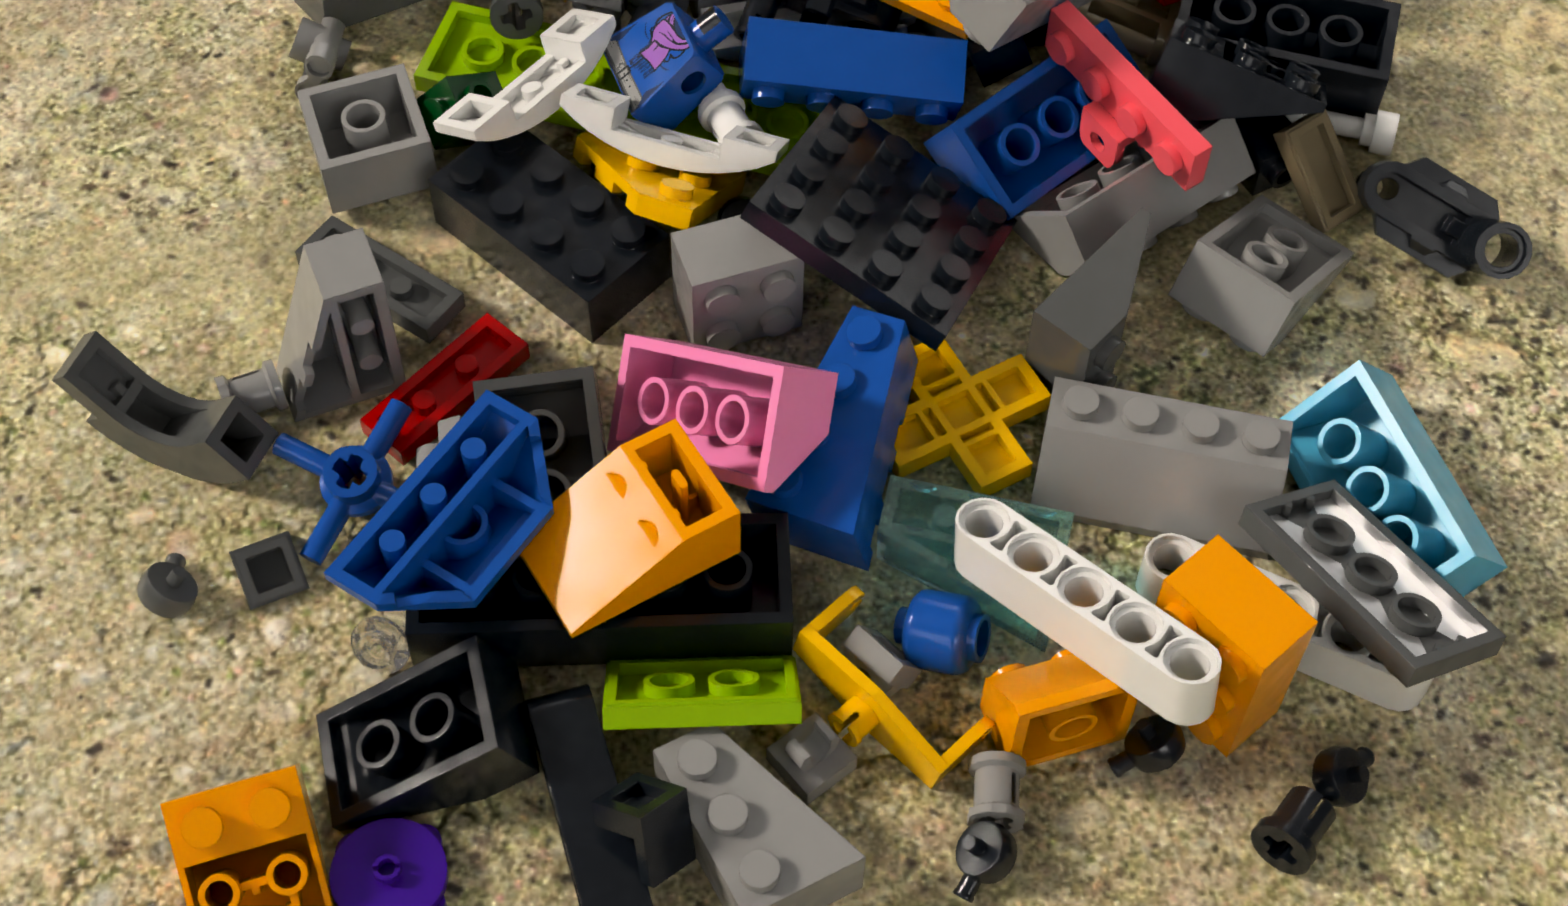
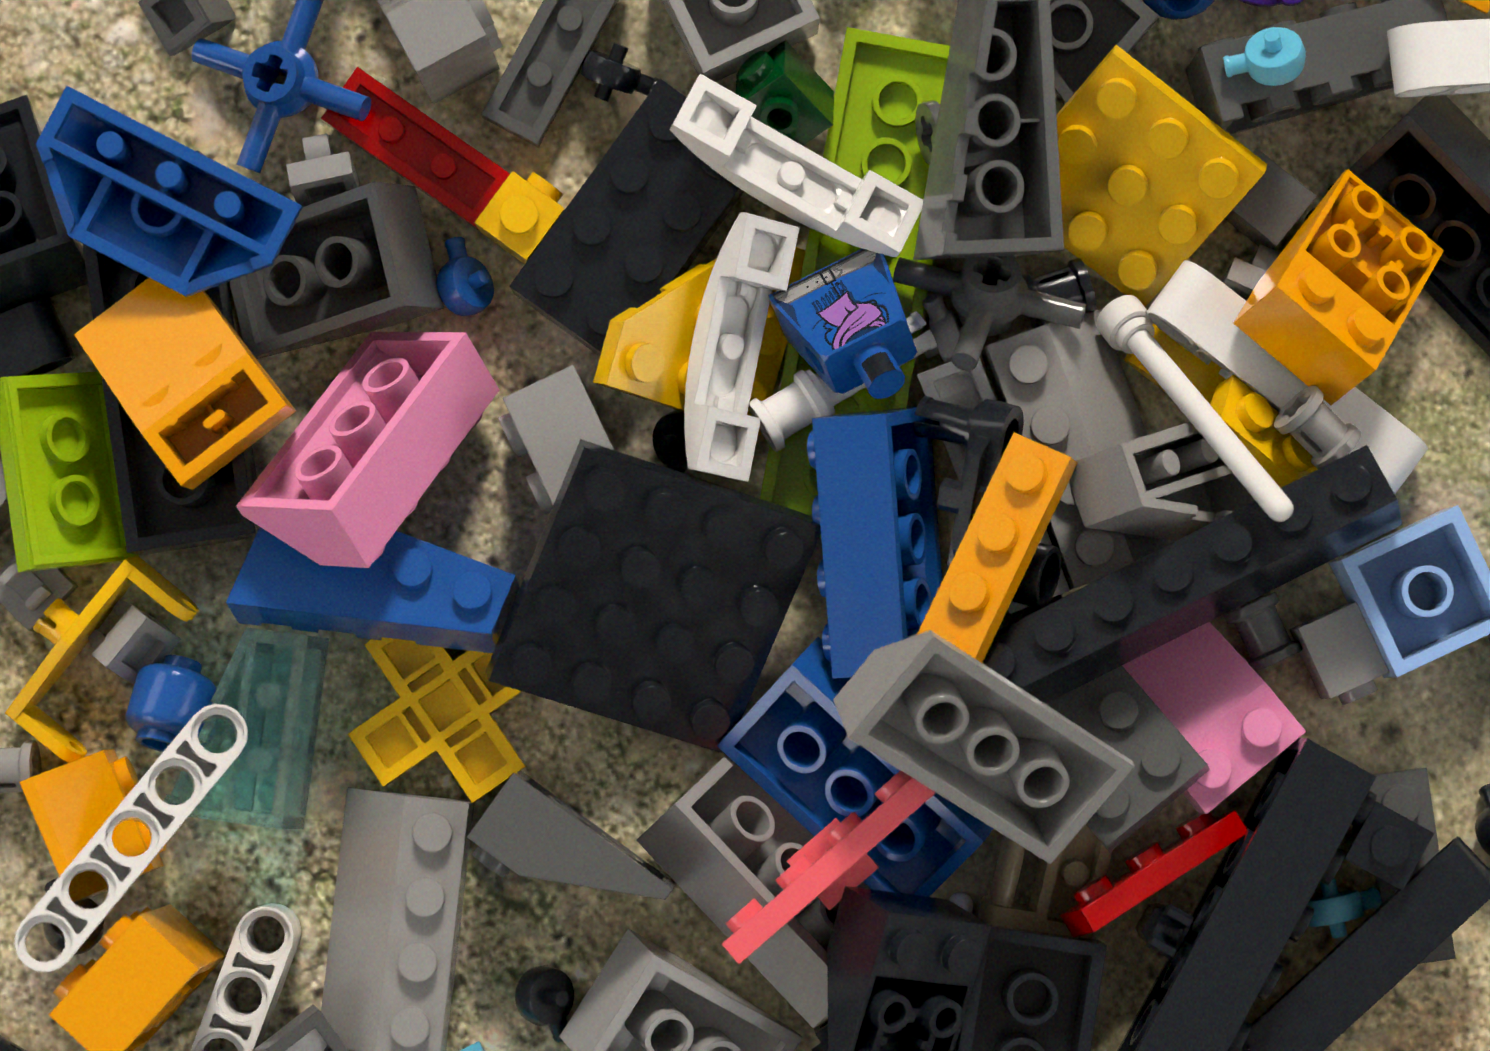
camera: 85 degrees right, 30 degrees up
(414, 234) = (614, 73): none -> black piece
(530, 305) = (521, 214): none -> yellow brick
(575, 358) = (464, 281): none -> blue piece
(1229, 365) = (545, 998): none -> black piece

